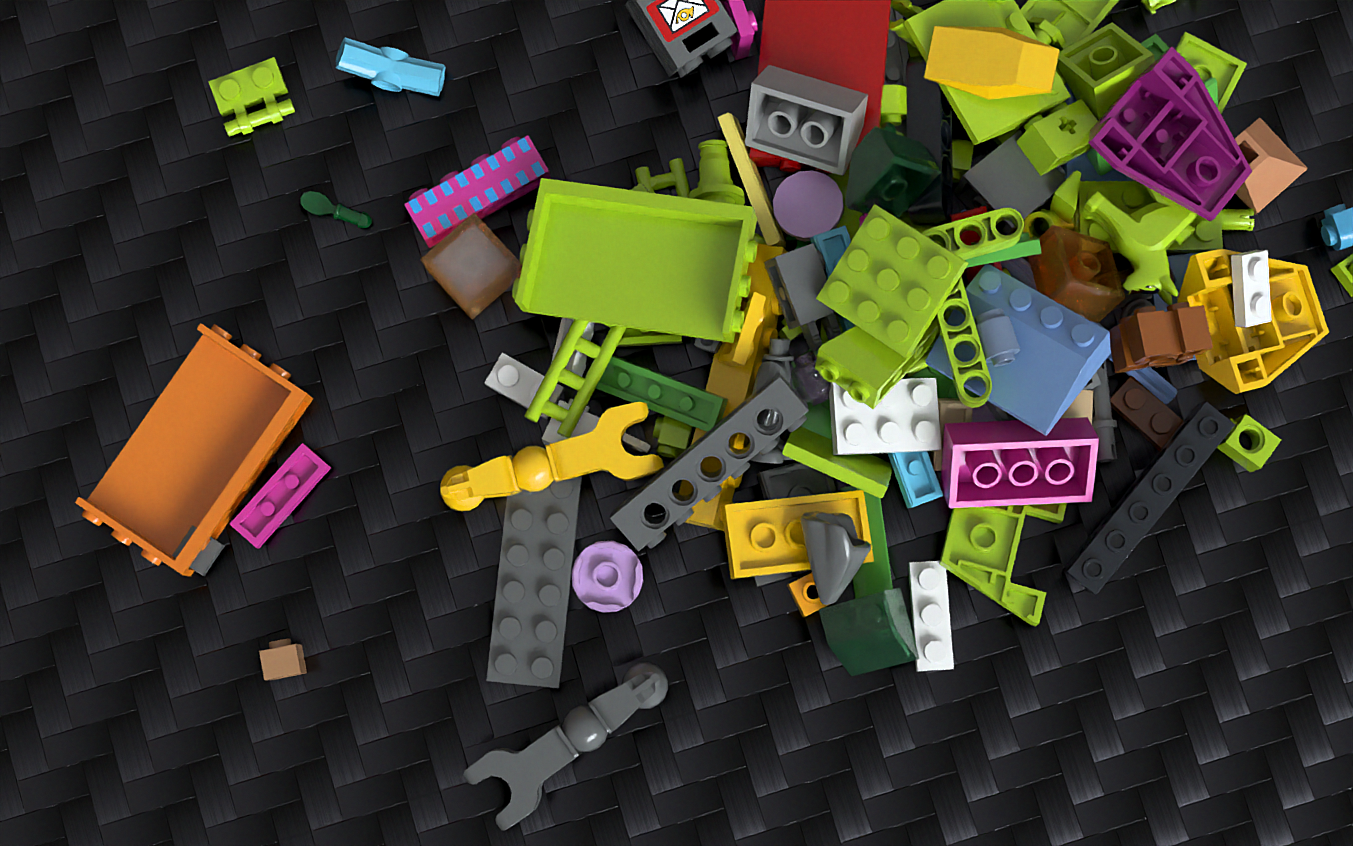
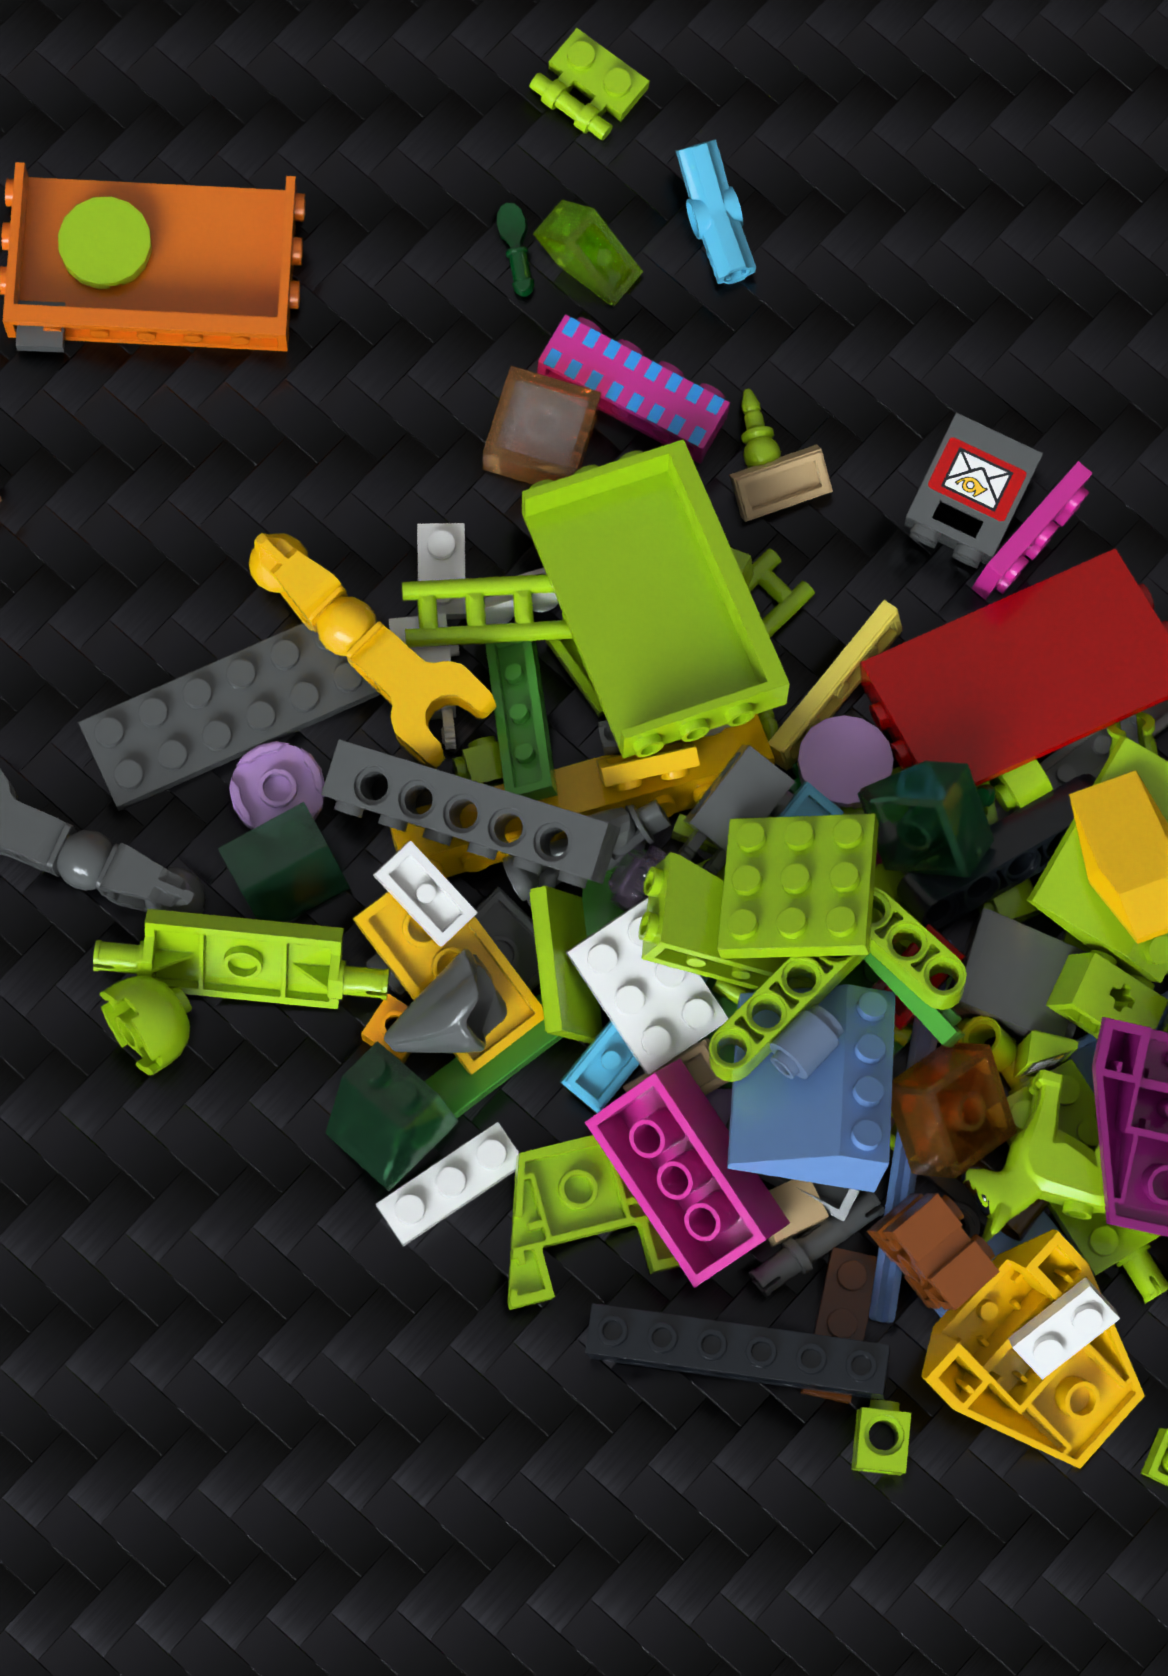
camera: 55 degrees right, 5 degrees down
(166, 475) = (104, 242): none -> lime tile
(280, 496) = (155, 377): dark pink plate -> none
(366, 164) = (588, 250): none -> clear neon green slope
(568, 135) = (759, 446): none -> lime bar
(597, 136) = (781, 483): none -> tan tile
(663, 603) = (284, 866): none -> clear green slope
(714, 665) = (244, 960): none -> lime plate
(715, 176) = (812, 641): lime piece -> none
(716, 748) = (148, 1019): none -> lime cylinder
(747, 522) = (425, 893): none -> white plate
(804, 119) = (937, 689): light grey slope -> none

